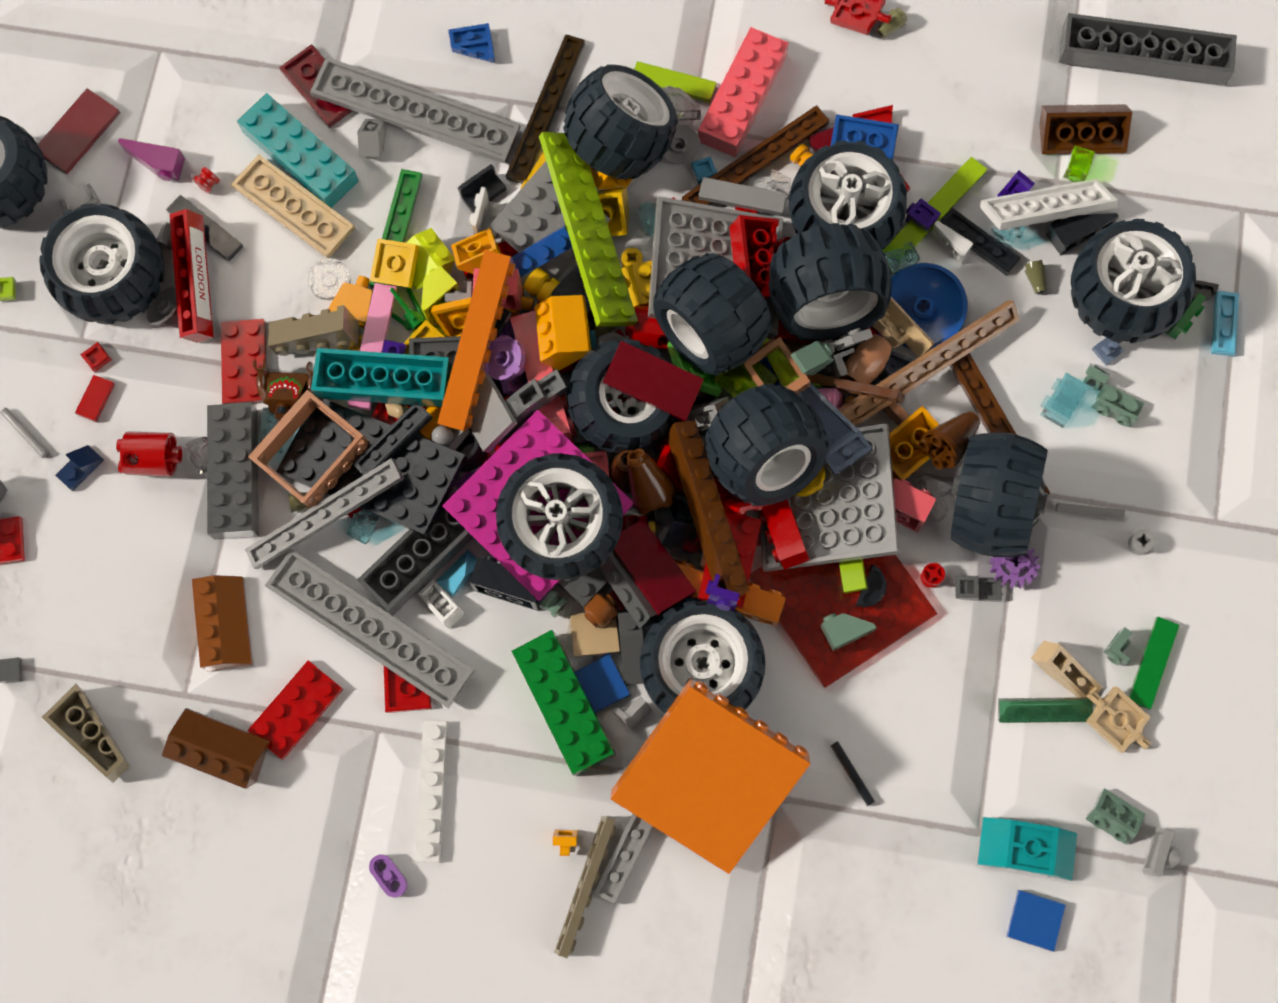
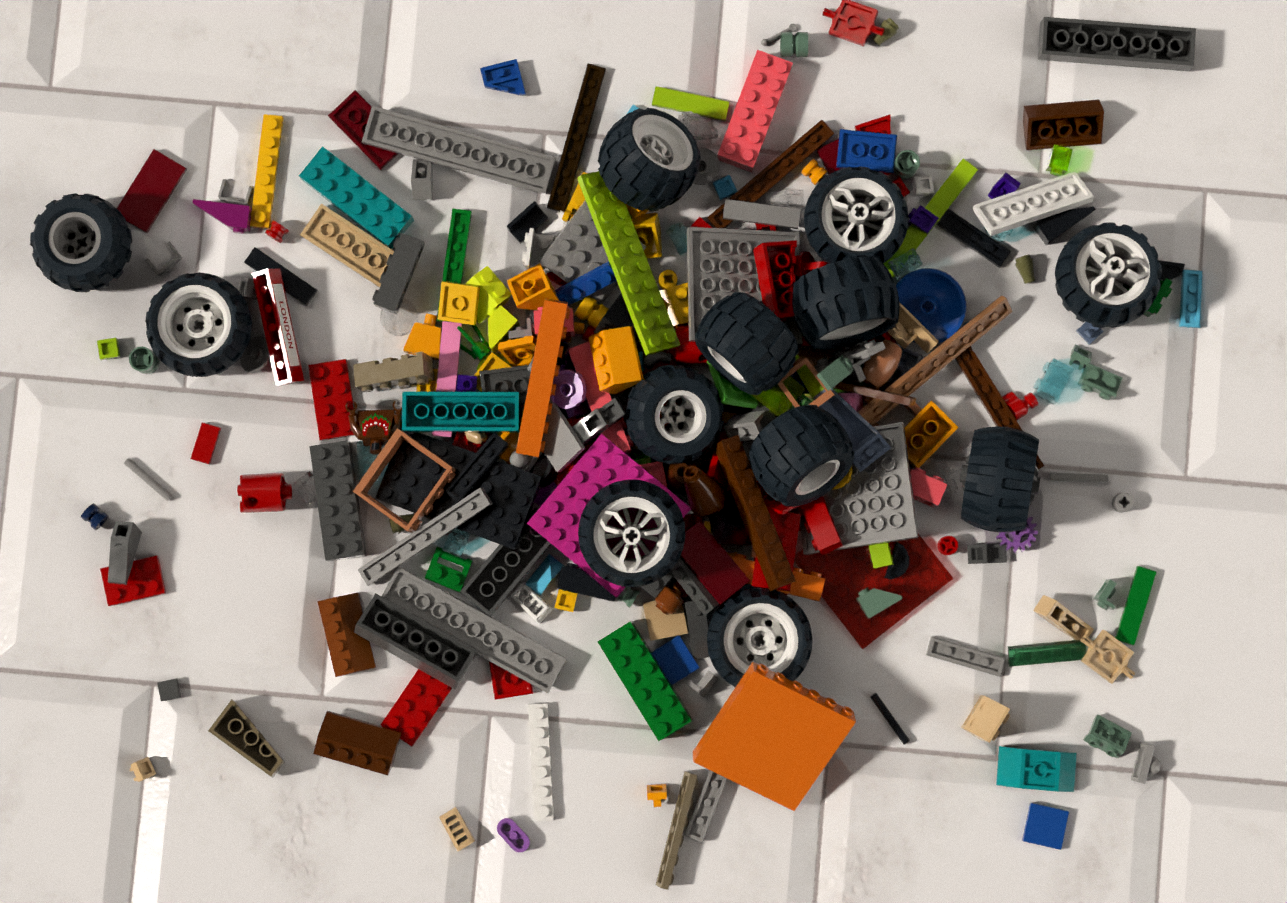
camera: 10 degrees left, 10 degrees up
(39, 302) = (144, 360): none -> sand green wheel
(81, 465) = (201, 507): dark blue slope -> none
(96, 357) = (200, 405): red tile -> none
(155, 133) = (233, 200): none -> light grey piece
(205, 119) = (266, 171): none -> yellow plate
(298, 634) = (415, 641): none -> dark grey brick
(332, 229) = (399, 273): none -> dark grey brick
(336, 877) = (459, 846): none -> tan slope
(347, 565) = (445, 575): none -> green plate
(480, 603) = (566, 600): none -> yellow plate
(652, 381) = (700, 406): dark red tile -> none
(721, 597) = (775, 592): dark purple bracket -> none
(790, 14) = (792, 28): none -> light grey hinge
(791, 27) = (794, 44): none -> sand green wheel
(908, 156) = (906, 164): none -> sand green wheel
(924, 182) = (923, 185): none -> white tile
(947, 707) = (965, 656): none -> light grey tile
(949, 440) = (957, 431): reddish brown cone -> none
(952, 241) = (951, 242): white slope -> none
(968, 779) = (986, 719): none -> tan slope
(1025, 425) = (1018, 406): none -> red piece

